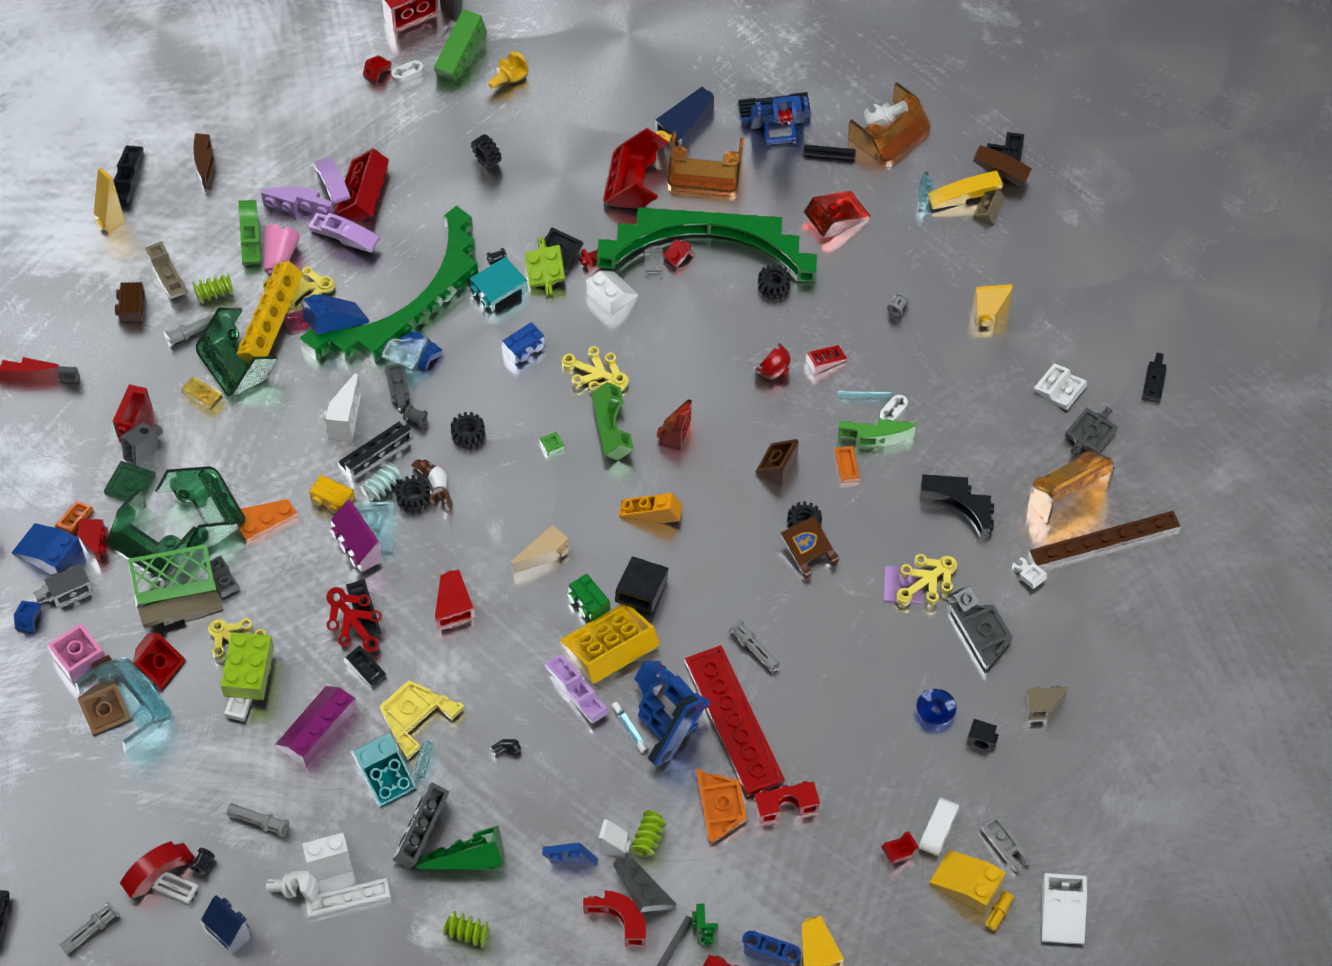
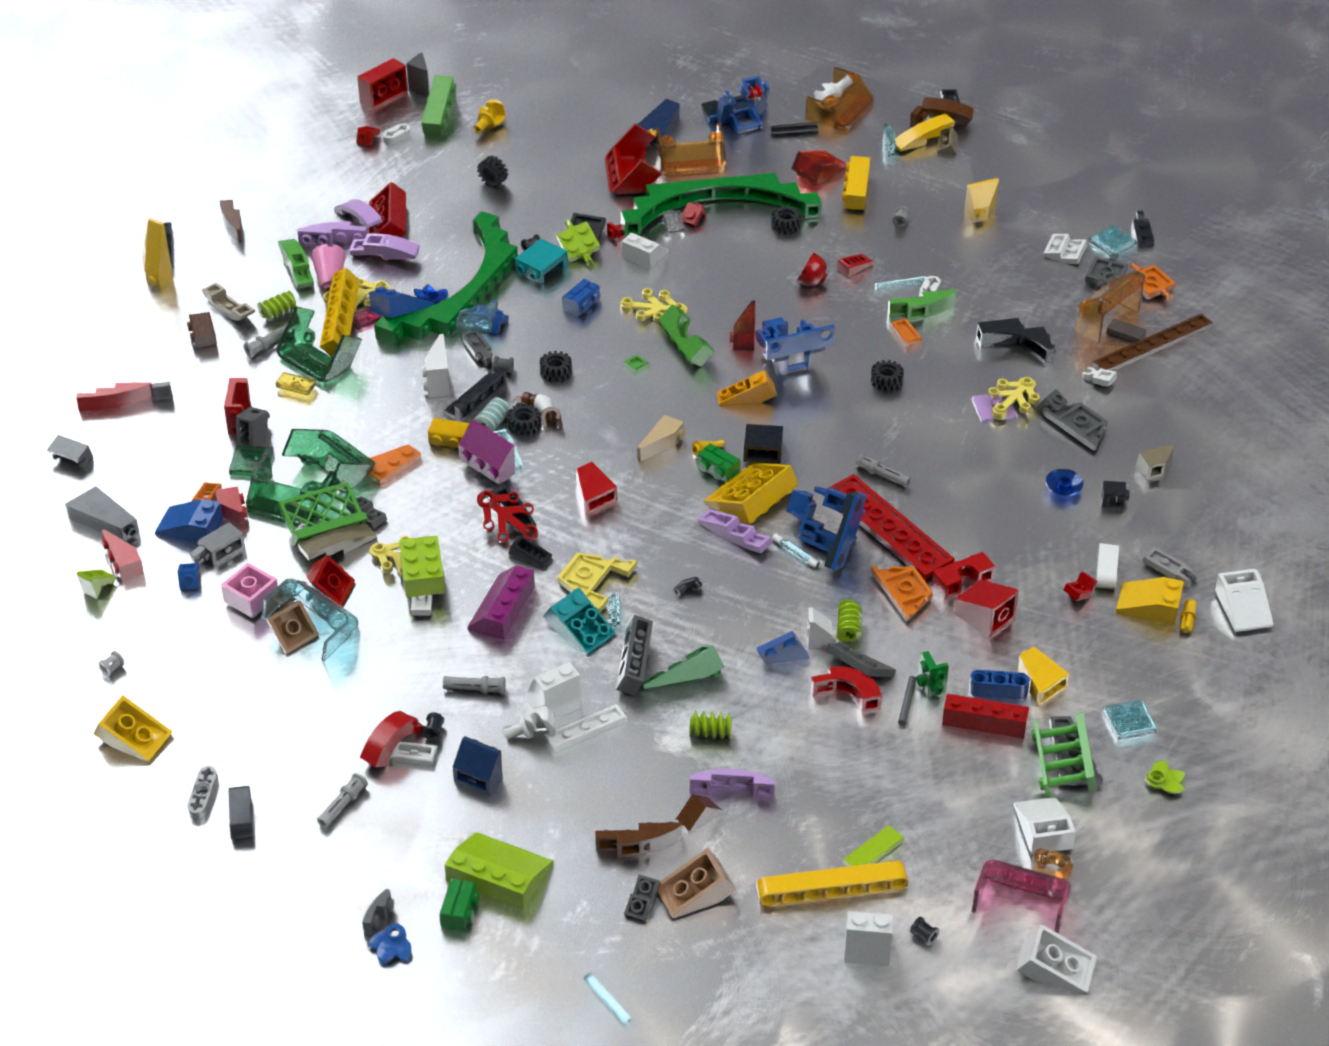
camera: 15 degrees left, 15 degrees down
(373, 303) = (431, 295): none -> clear blue plate
(578, 571) = (700, 445): none -> yellow cone
(693, 472) = (780, 345): none -> blue container
(778, 460) = (846, 338): reddish brown slope -> none
(793, 849) = (987, 606): none -> red slope
(808, 542) = (899, 389): reddish brown flag -> none
(866, 248) = (856, 182): none -> yellow brick
(967, 166) = (917, 116): none -> reddish brown tile
(1082, 515) = (1126, 330): none -> dark grey tile
(1116, 386) = (1112, 240): none -> clear light blue tile
(1135, 454) = (1155, 281): none -> orange plate

